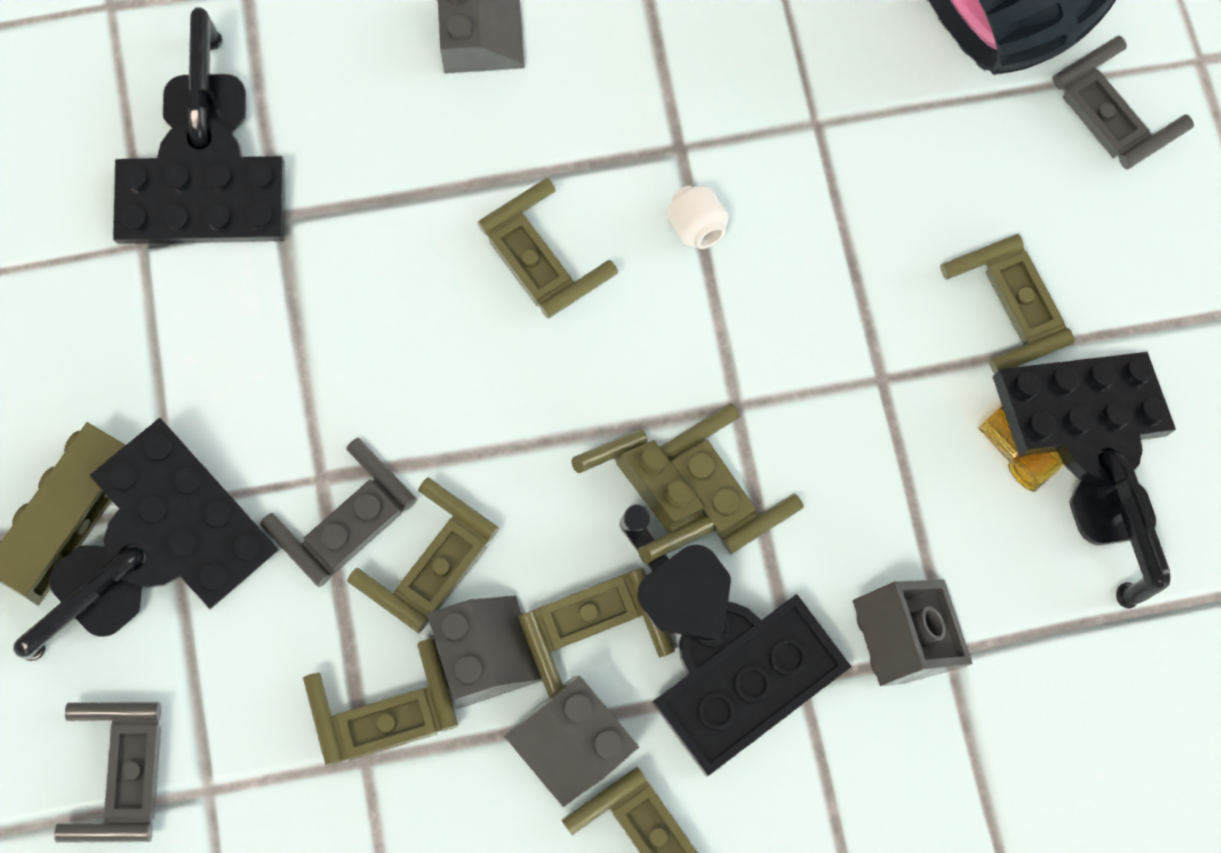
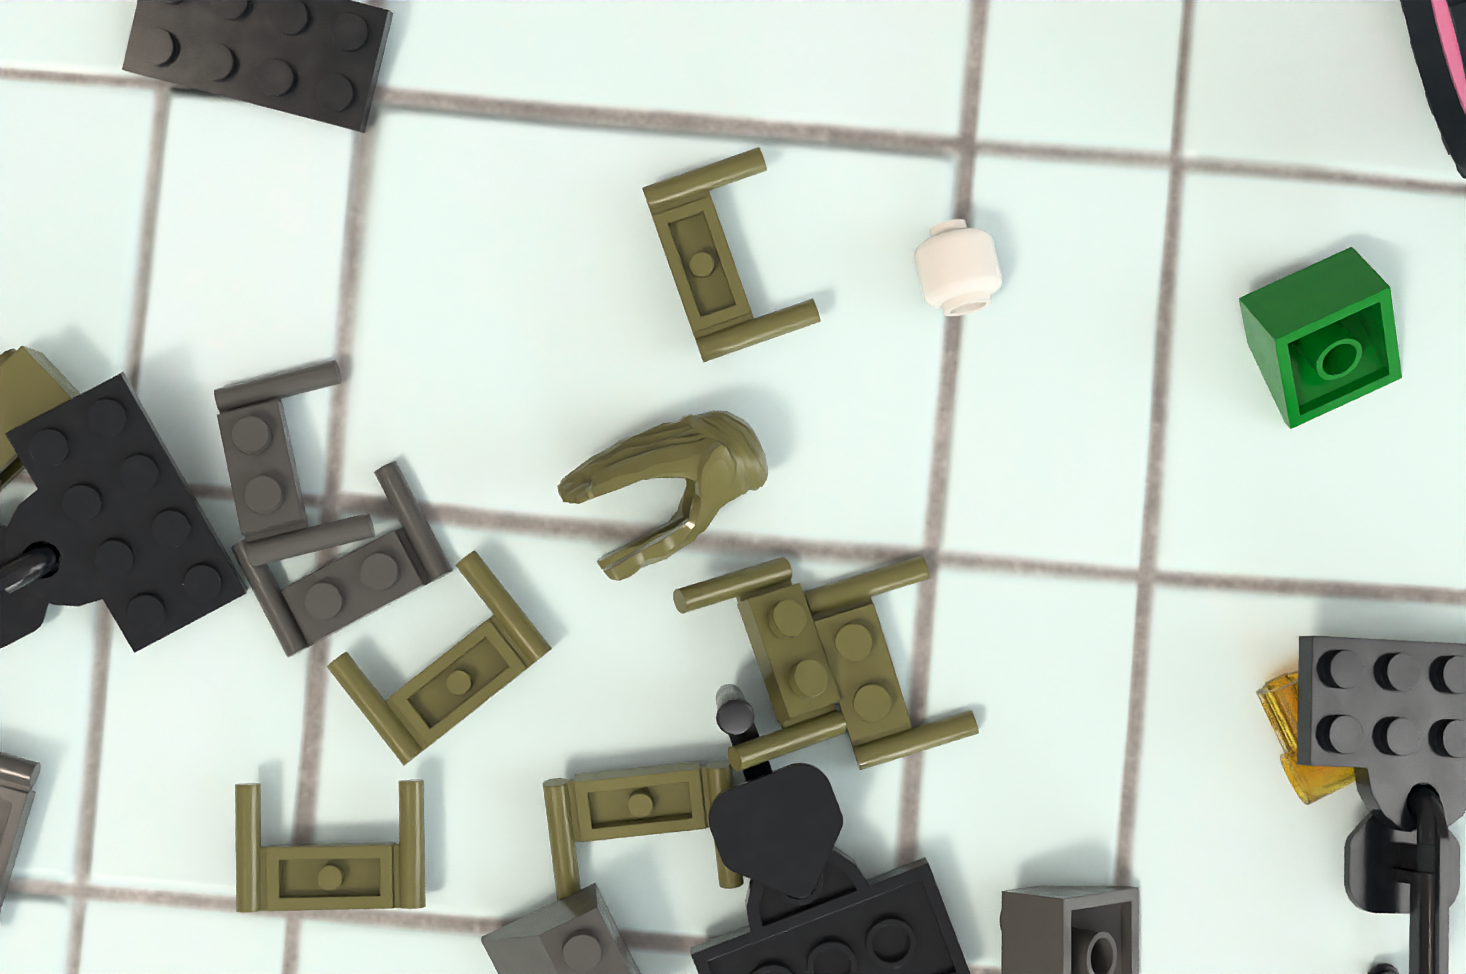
camera: 20 degrees right, 15 degrees up
(272, 465) = (265, 469): none -> dark grey plate
(483, 649) = (484, 813): dark grey slope -> none
(566, 370) = (710, 450): none -> olive hair
(944, 198) = (1323, 336): none -> green slope
(1022, 297) = (1384, 519): olive plate -> none

